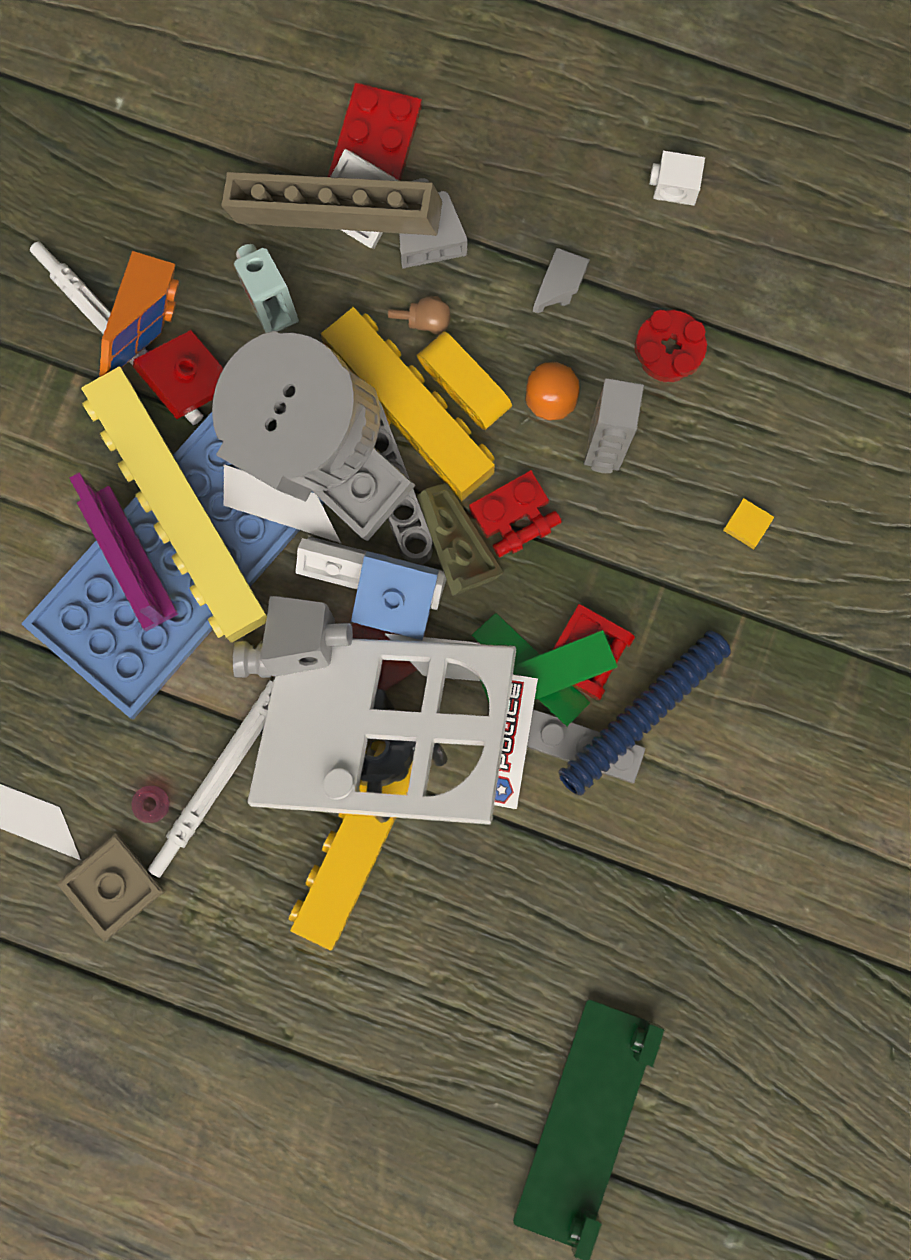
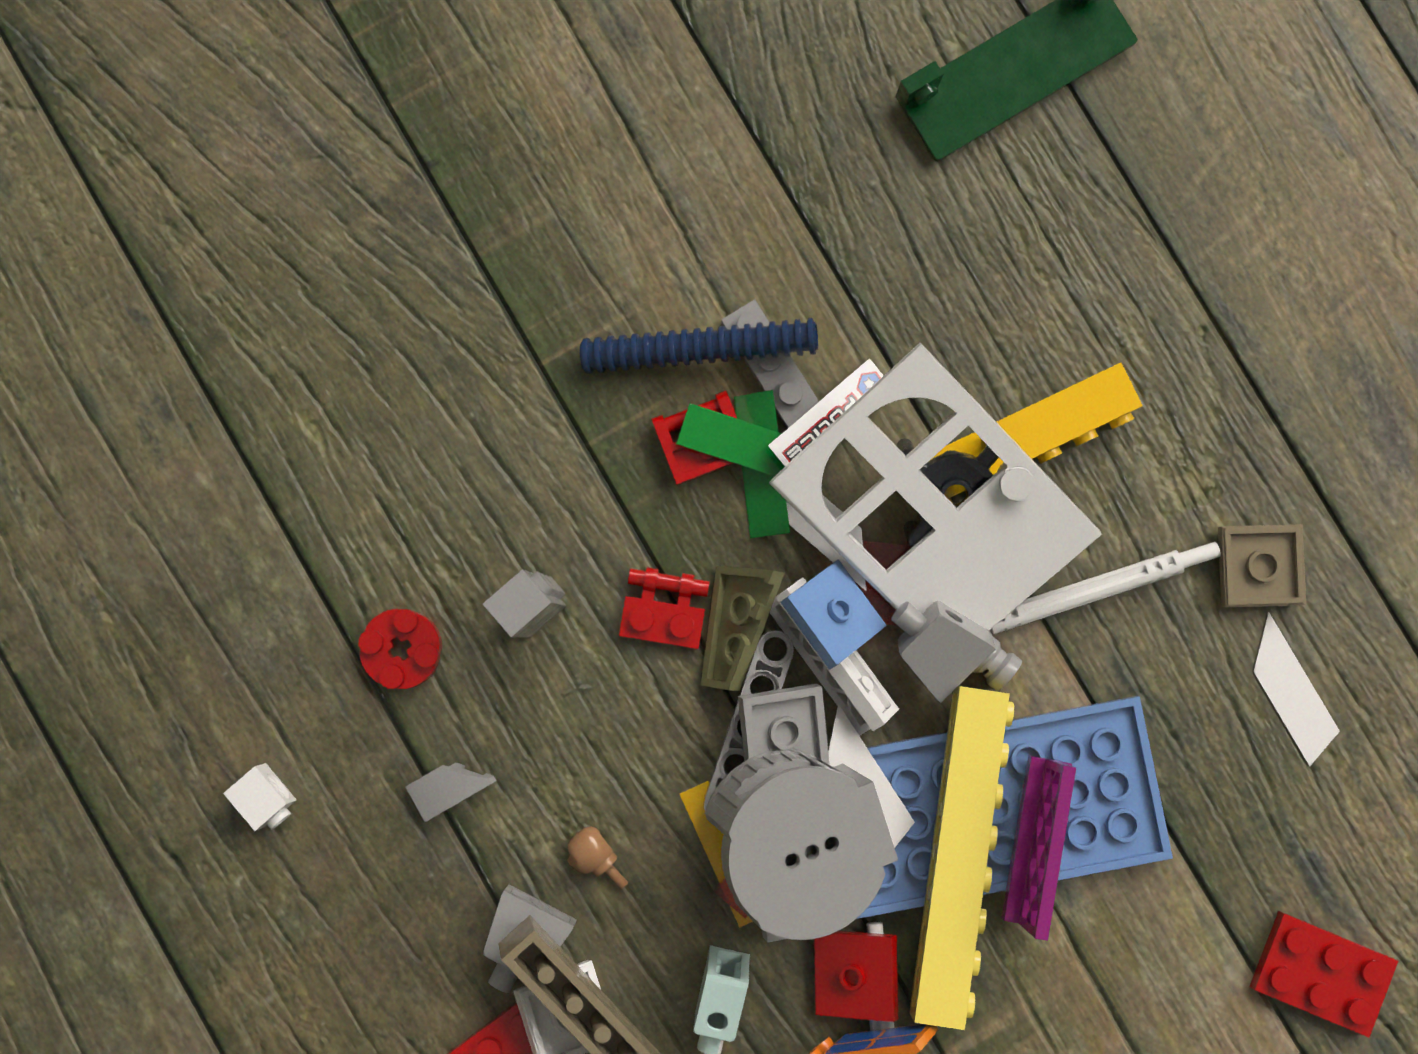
camera: 140 degrees left, 5 degrees up
(159, 811) = (1164, 613): clear pink plate -> none
(409, 405) = (678, 786): yellow brick -> none
(464, 380) = (610, 764): yellow beam -> none
(552, 391) = (539, 693): orange hair -> none
(748, 523) = (470, 436): yellow tile -> none

